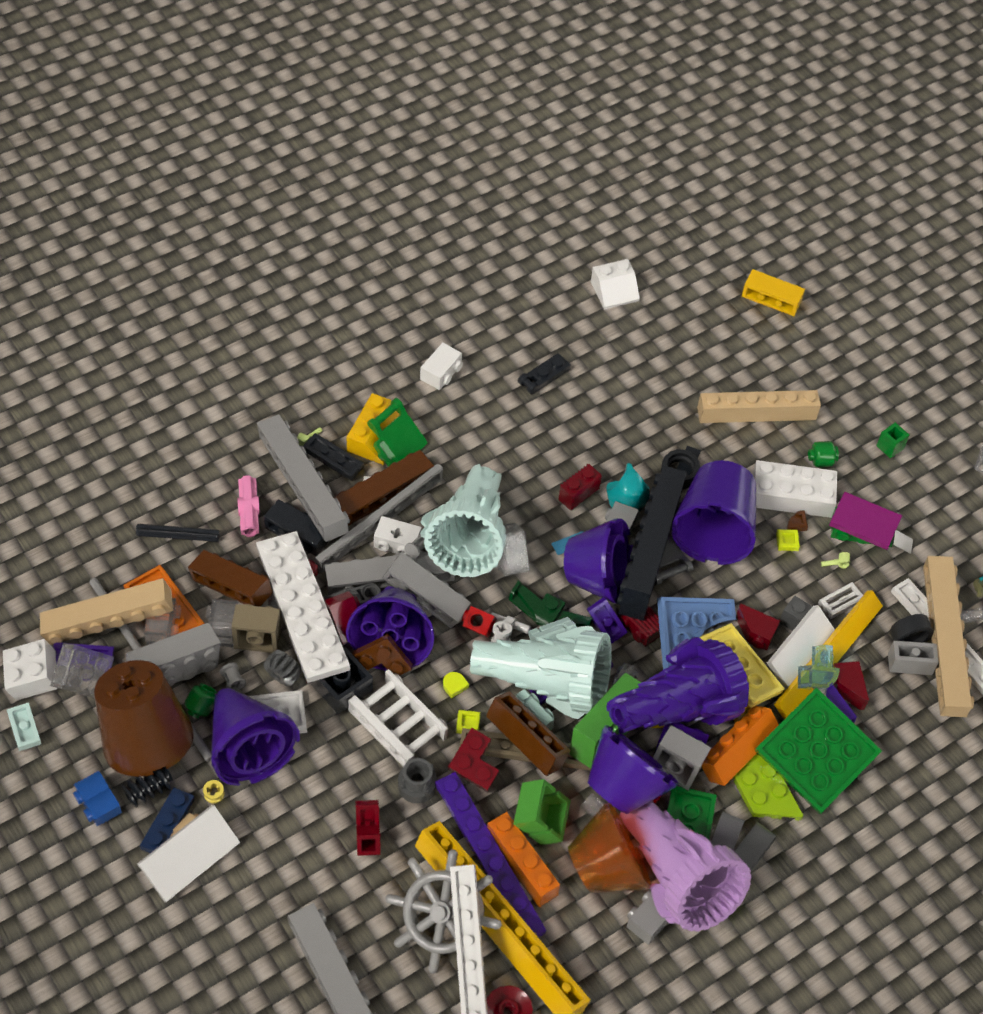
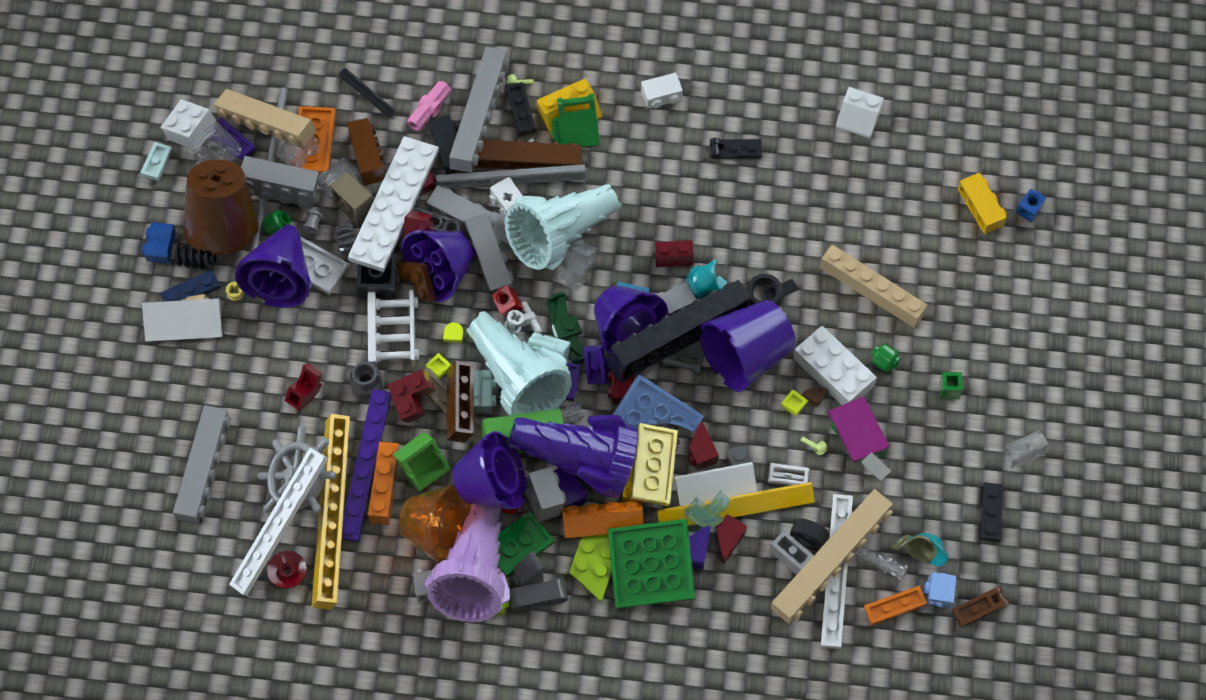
camera: 45 degrees right, 10 degrees up
(809, 271) = (1026, 210): none -> blue brick

